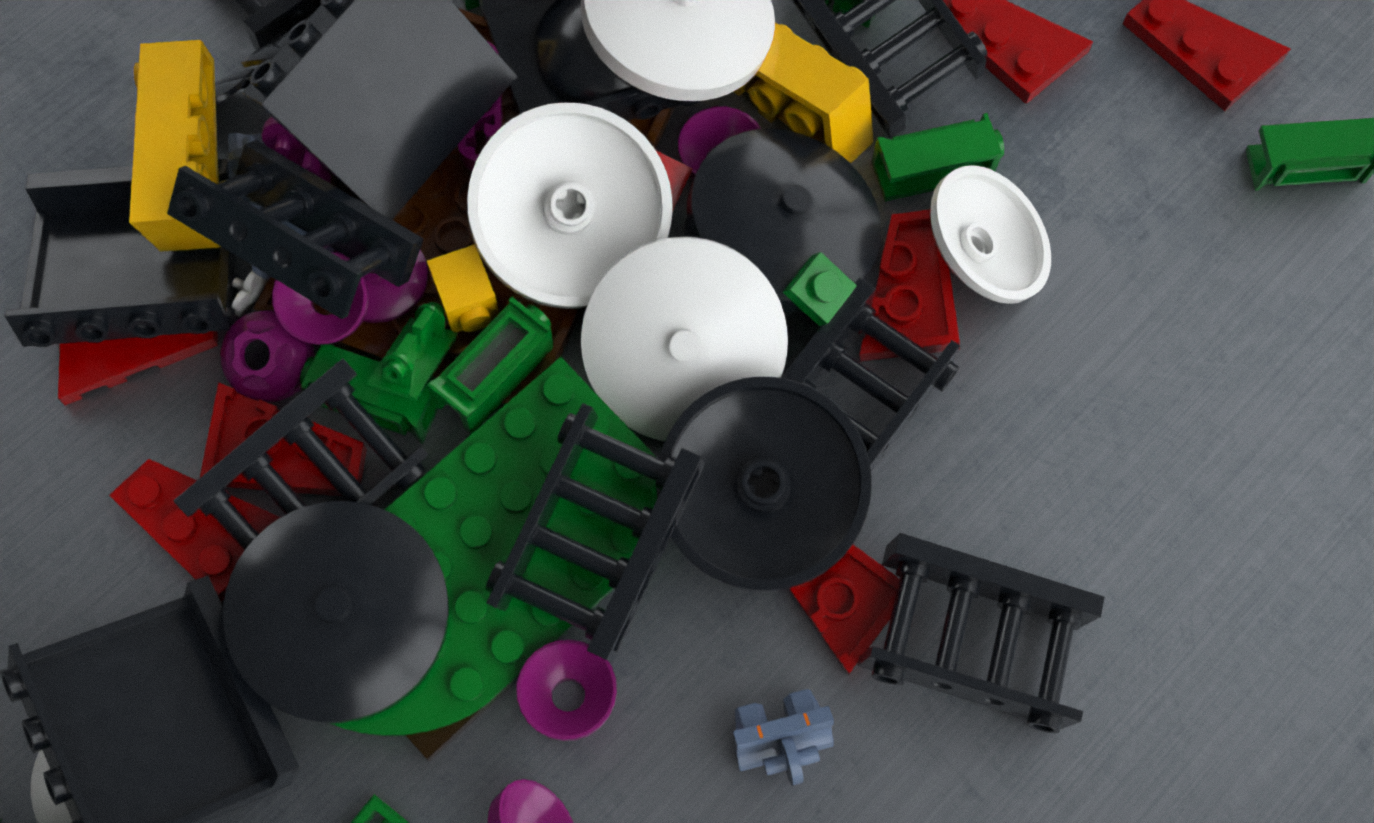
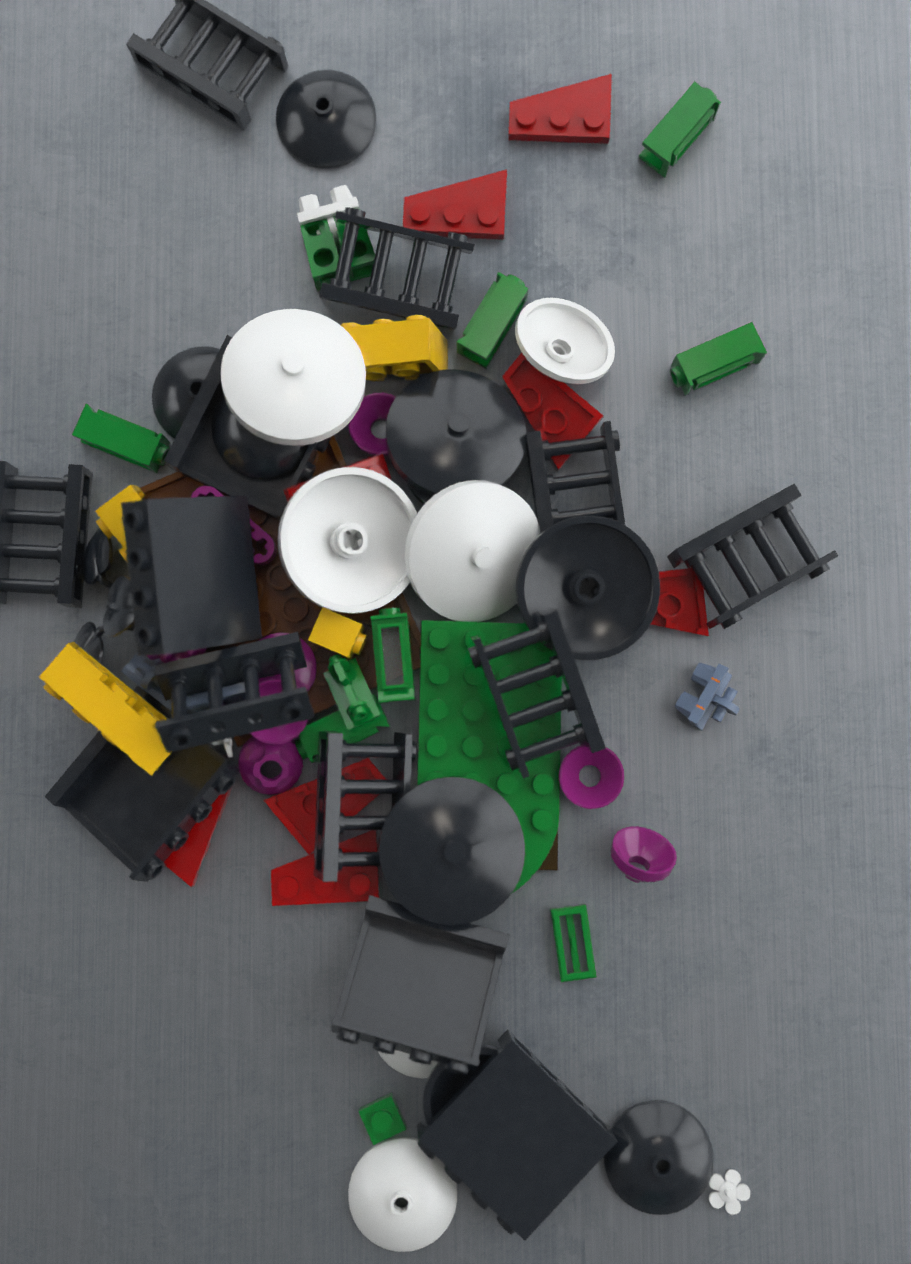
camera: 35 degrees left, 15 degrees up
(820, 289) = (516, 459): green plate -> none
(1142, 400) = (717, 358): none -> green window

